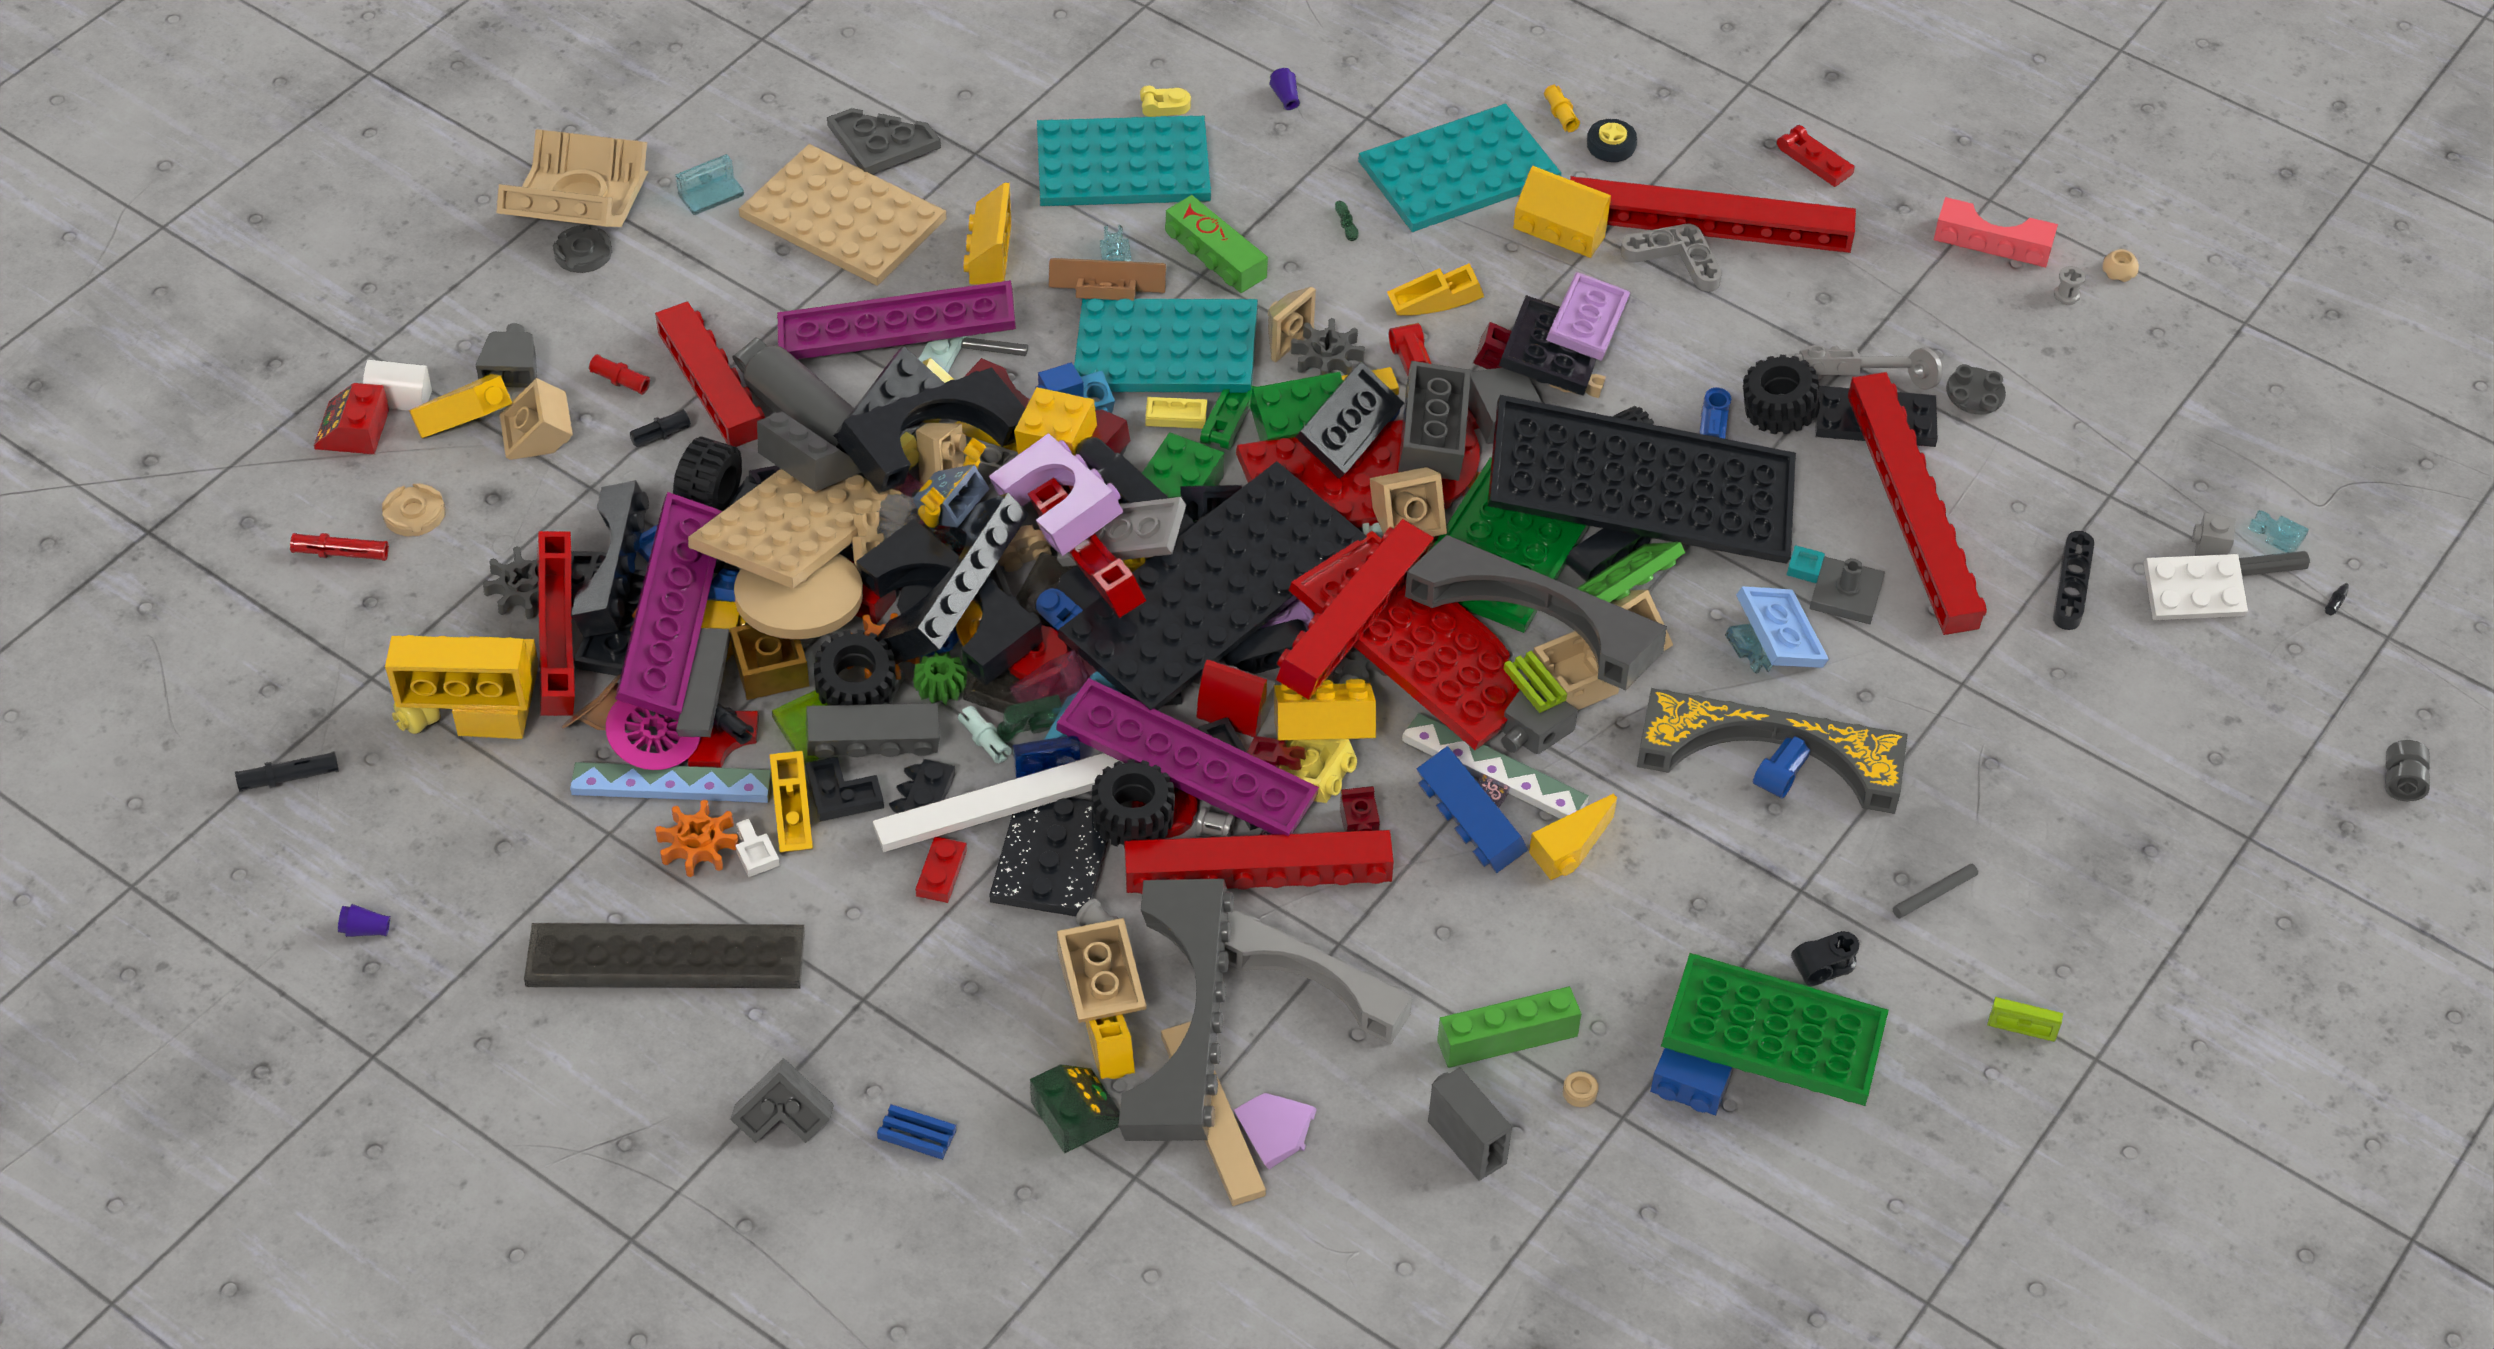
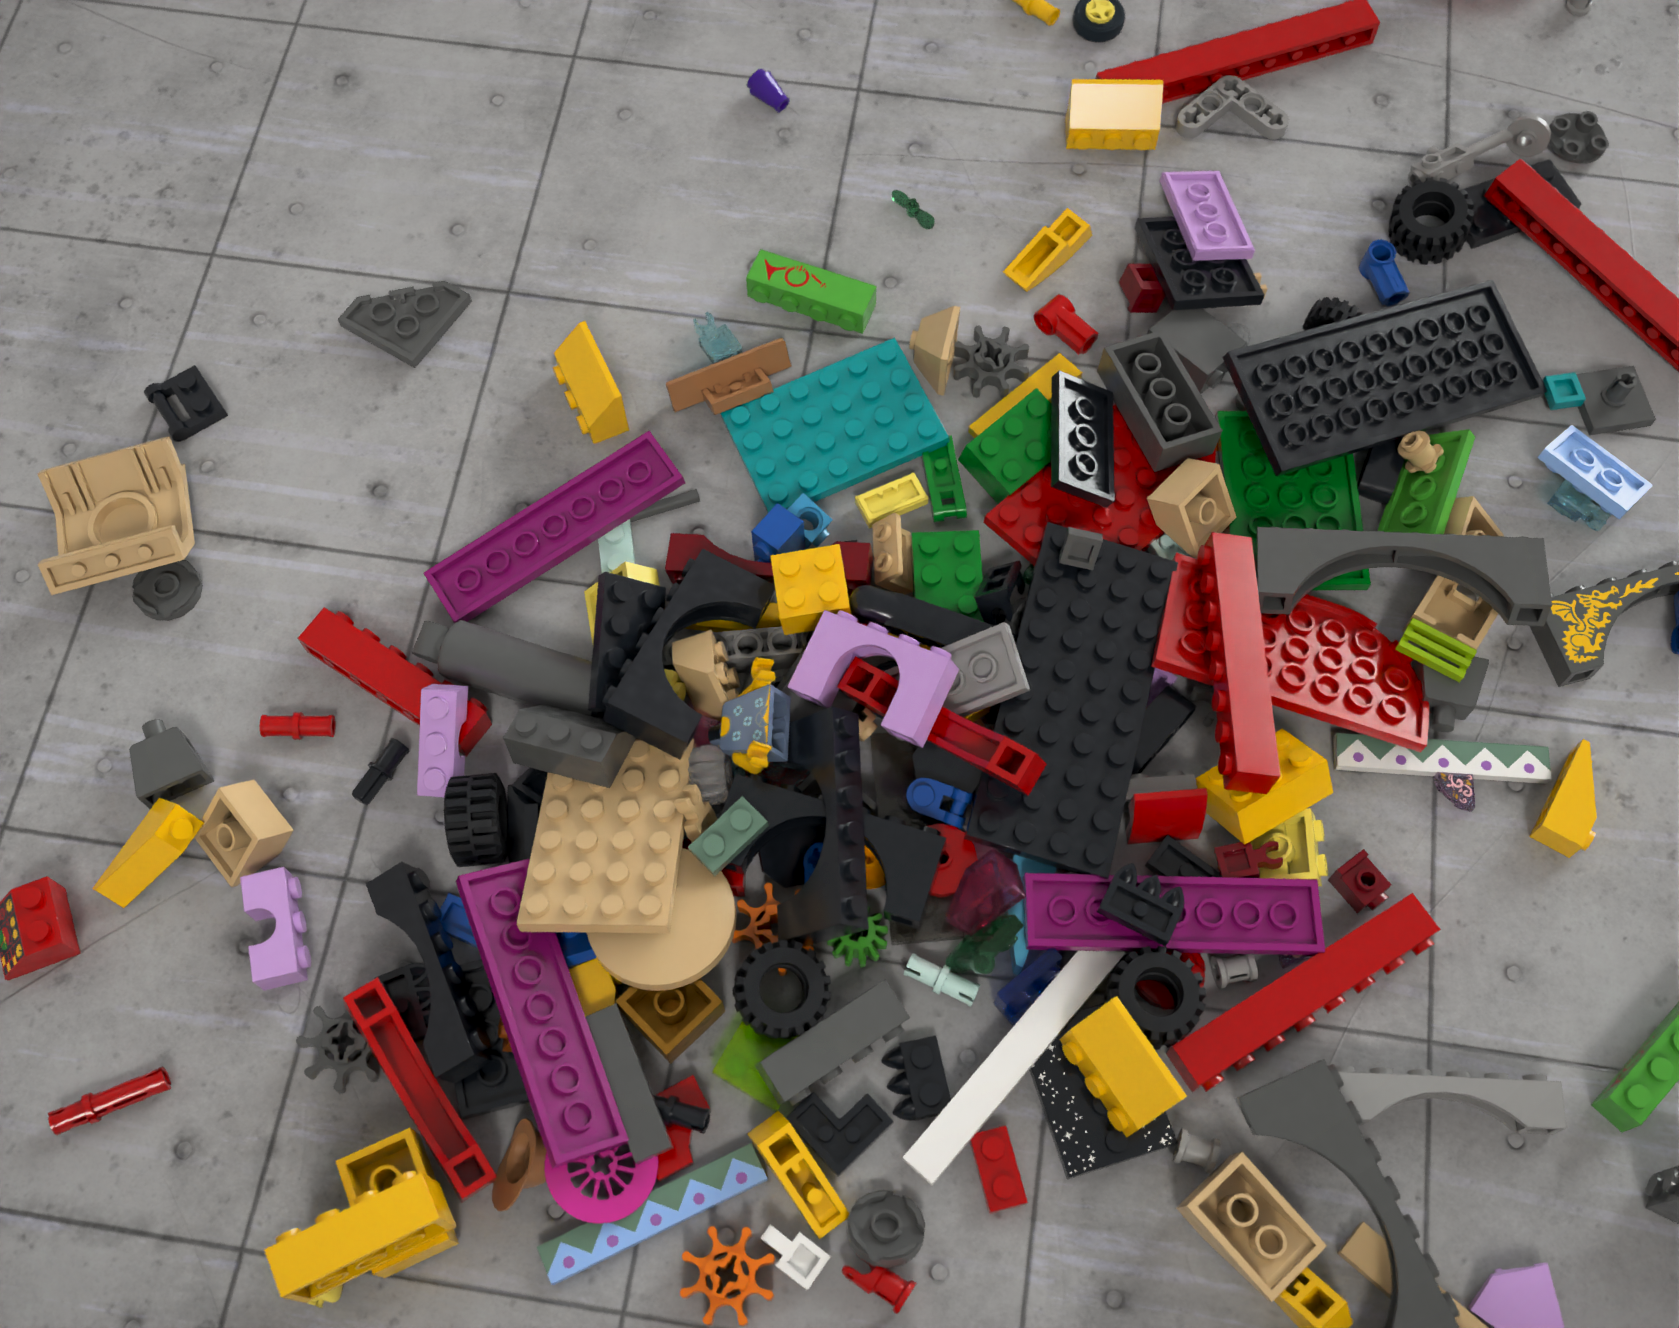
camera: 25 degrees left, 15 degrees up
(403, 383) = (62, 858): white brick -> none
(413, 510) = (166, 1006): tan tile -> none
(514, 510) = (282, 957): none -> lavender arch
(685, 132) = (194, 396): none -> black plate
(708, 185) = (260, 452): clear light blue panel -> none
(722, 399) = (441, 718): none -> lavender arch
(805, 891) = (883, 1283): none -> red piece
(830, 860) = (885, 1229): none -> dark grey tile
(843, 214) = (417, 422): tan plate -> none
(879, 553) = (728, 836): none -> sand green plate
(1070, 830) = (1121, 1067): none -> yellow slope
(1122, 160) = (660, 237): teal plate -> none
(1145, 441) = (892, 555): none -> tan bracket
(1160, 733) = (1140, 906): none -> black plate
(1164, 101) = (669, 150): light yellow plate -> none
(1283, 481) = (1080, 548): none -> dark grey tile
(1455, 167) = (978, 106): teal plate -> none
(1472, 810) = (1463, 823): blue brick -> none
(1631, 545) = (1419, 452): none -> tan brick

